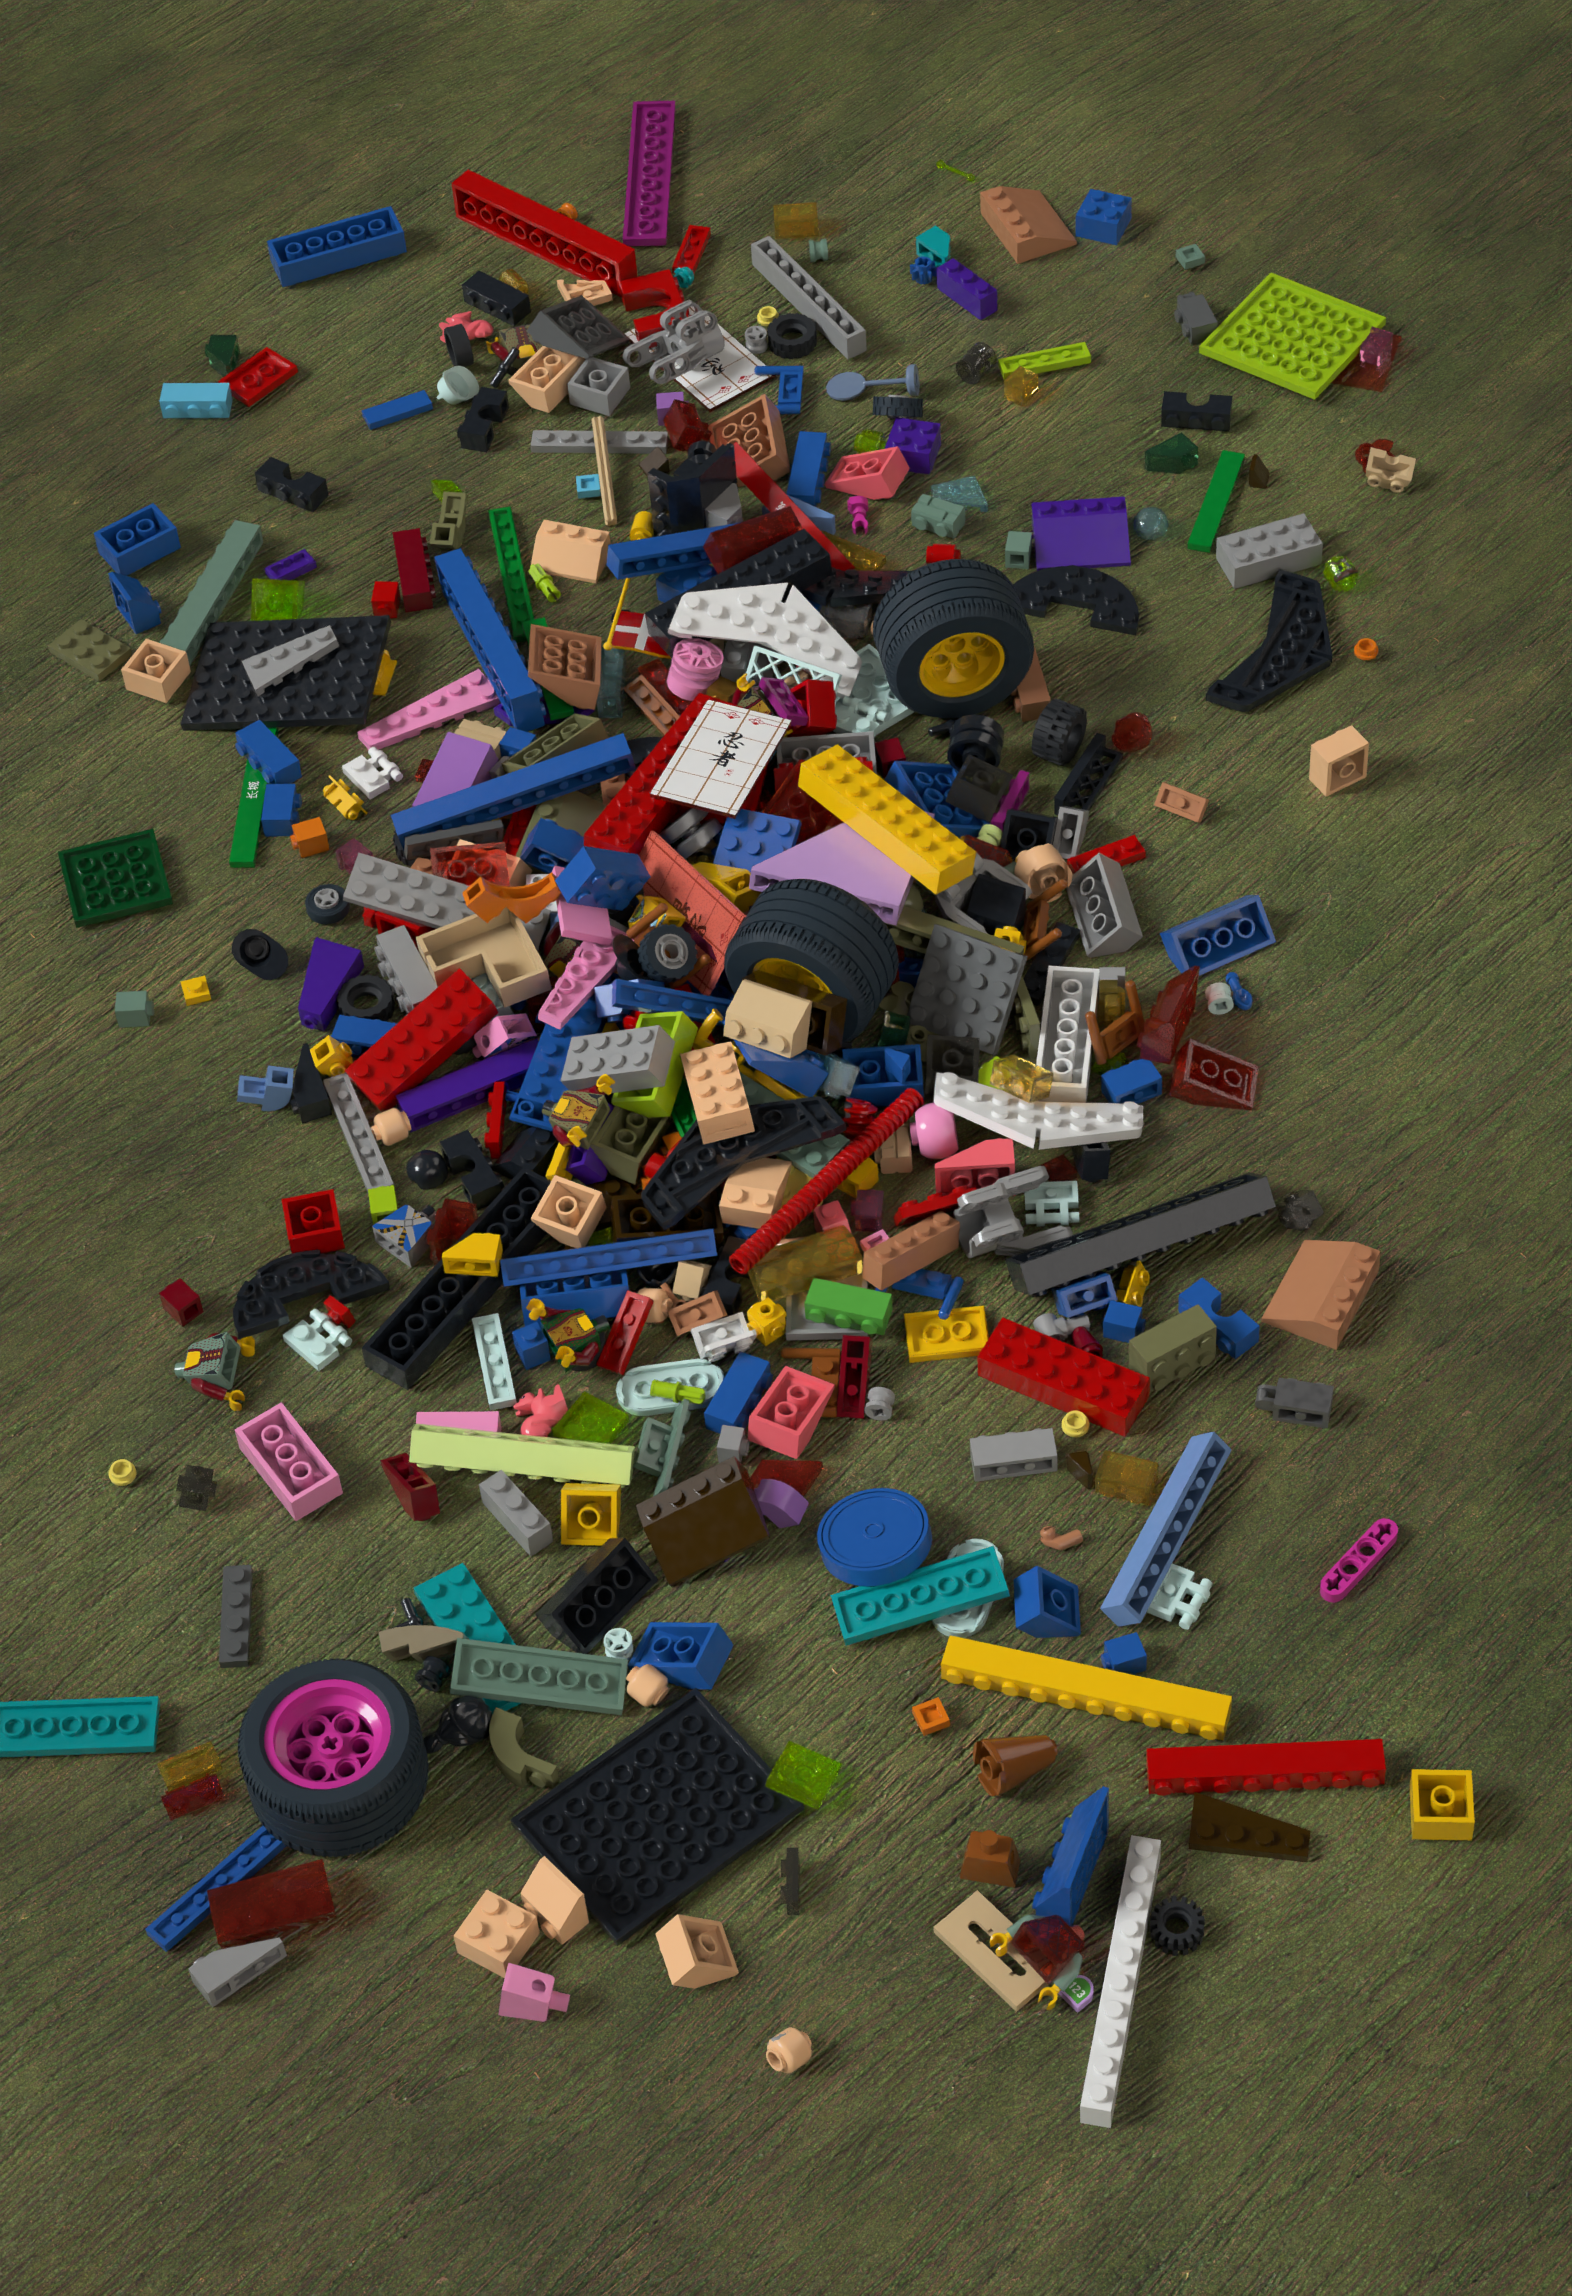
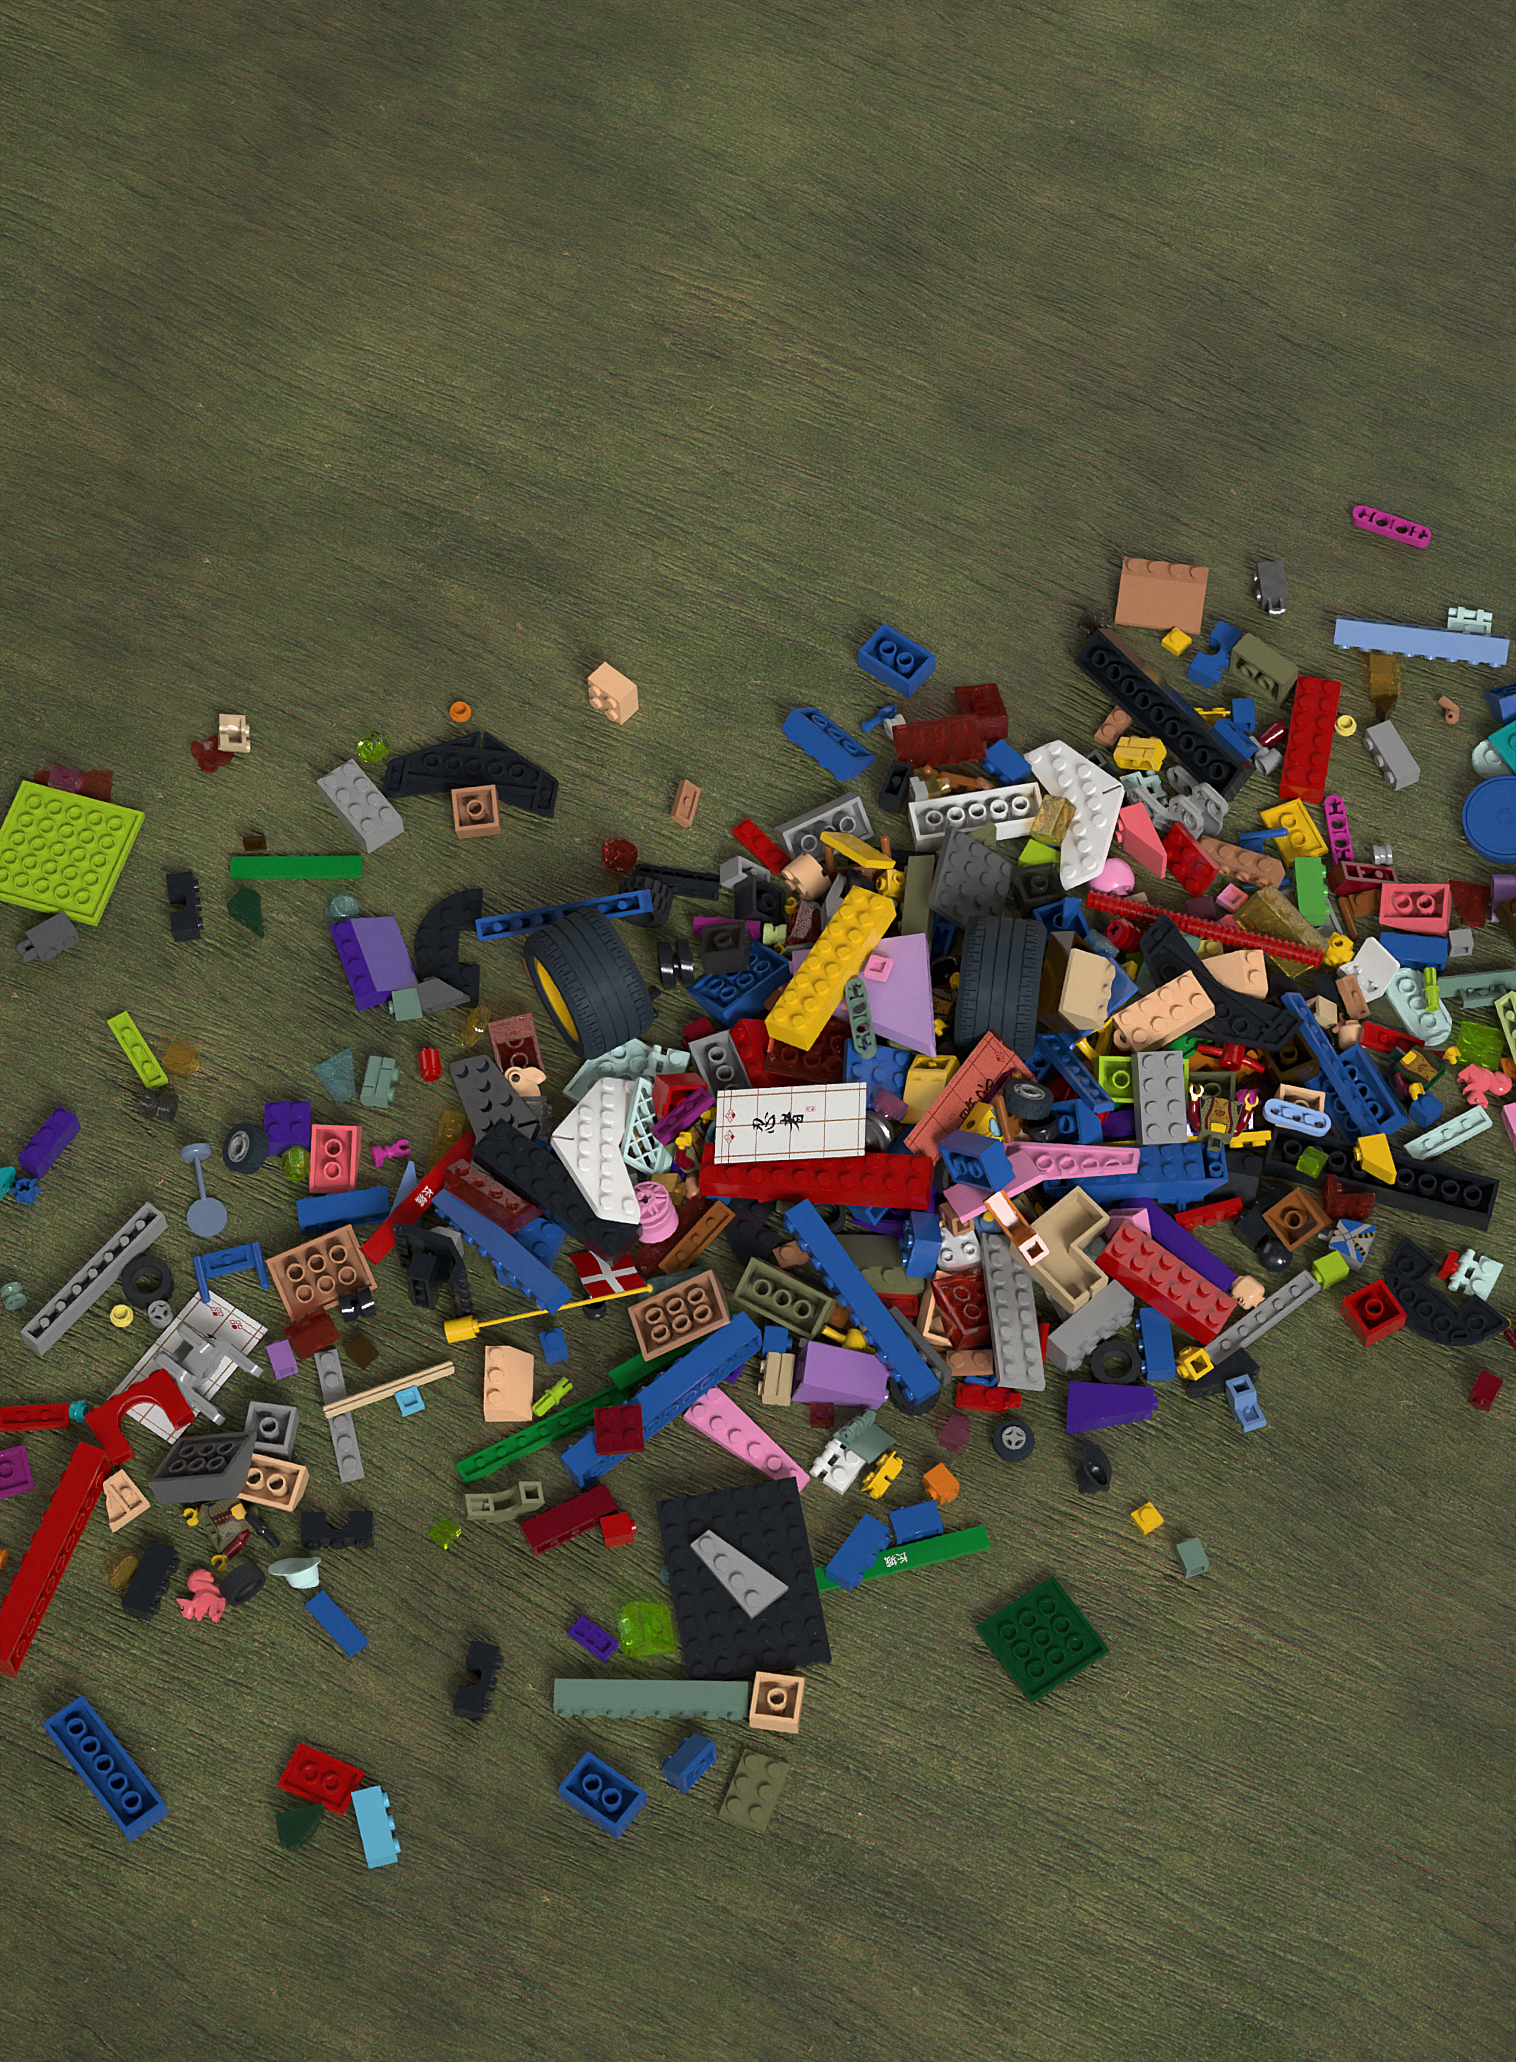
camera: 110 degrees left, 10 degrees up
(385, 790) = (864, 1436): none -> sand green hinge
(440, 1177) = (1296, 1219): none -> dark orange slope
(461, 586) = (619, 1430): none -> dark red plate
(503, 1204) = (1312, 1161): none -> clear neon green slope
(551, 1179) = (1306, 1117): none -> light blue plate
(593, 588) = (553, 1346): none -> blue brick
(598, 1160) = (1240, 1095): none -> dark pink piece
(711, 843) = (889, 1105): none -> clear pink brick
(839, 830) = (860, 1018): none -> sand green beam
(867, 853) = (878, 968): none -> bright pink plate
(926, 1379) = (1337, 834): none -> dark pink beam
(1018, 565) = (438, 995): none -> dark grey slope
(1051, 907) = (857, 850): none -> yellow tile
(1055, 655) = (536, 919): none -> blue brick
(1098, 1202) = (1140, 753): none -> yellow brick
(1144, 973) = (896, 786): none -> black brick
(1146, 1194) = (1113, 728): none -> nougat plate
(1225, 630) = (476, 811): none -> nougat brick
(1254, 1292) = (1176, 641): none -> yellow plate
(1305, 1012) = (896, 660): none -> blue brick

